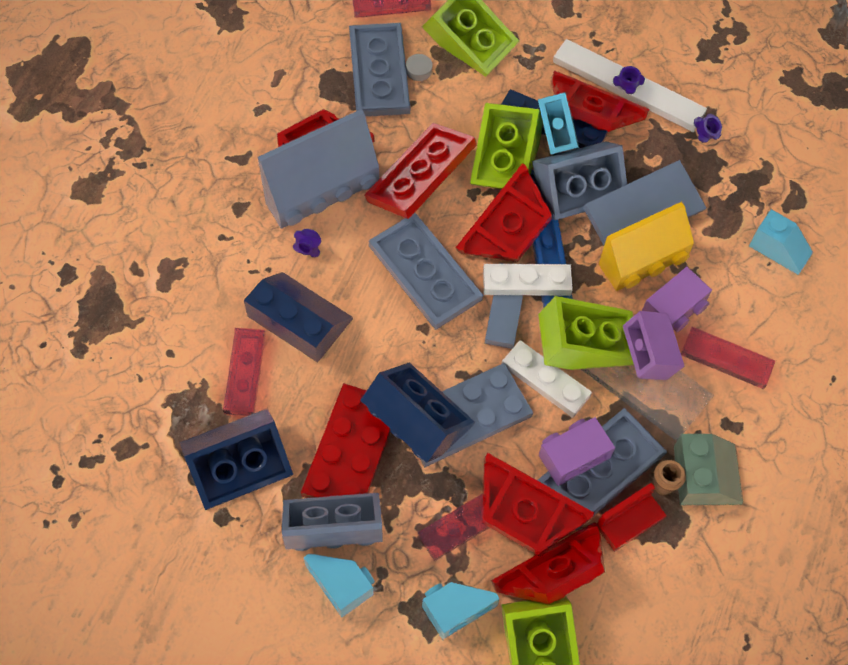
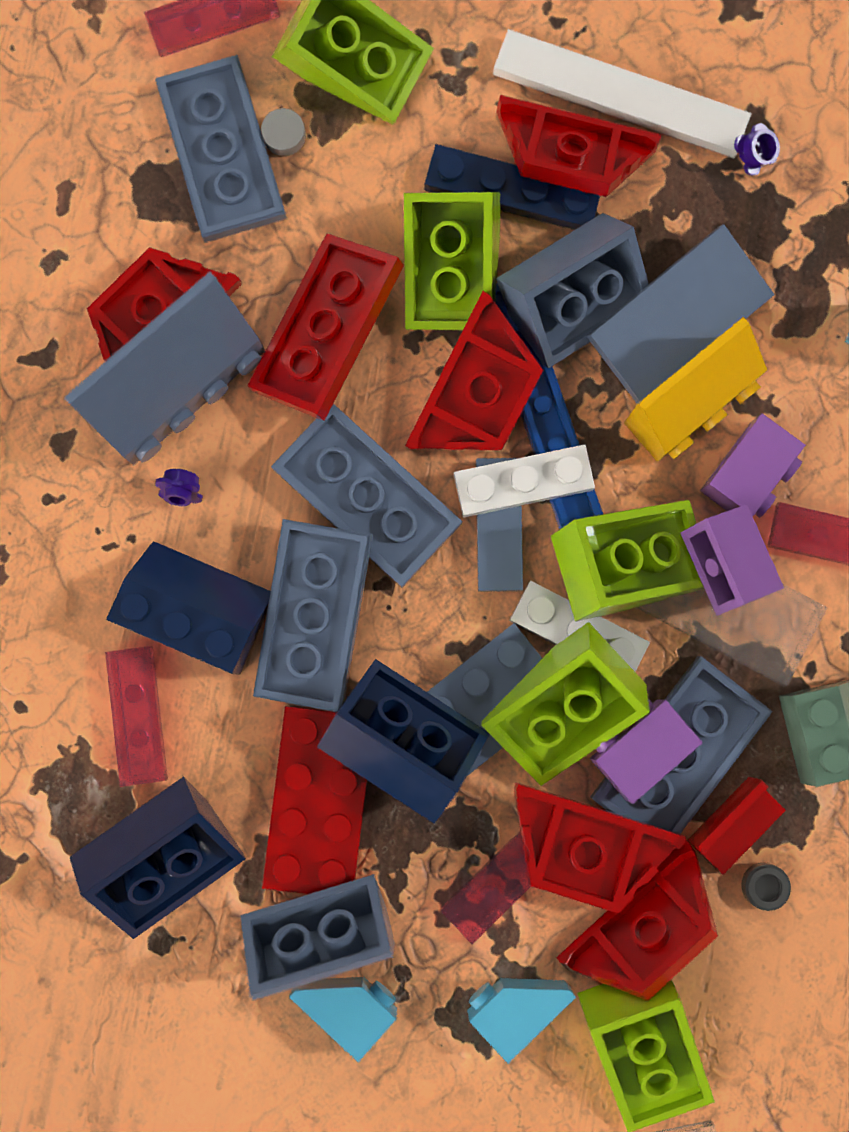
camera: 10 degrees left, 20 degrees up
(374, 329) = (312, 615): none -> sand blue tile
(528, 413) = (568, 705): none -> lime slope
(558, 124) = (527, 209): medium azure slope -> none
(633, 75) = (621, 78): dark purple plate -> none
(645, 565) = (766, 886): none -> dark grey tile
(668, 477) = (793, 764): medium nougat cone -> none

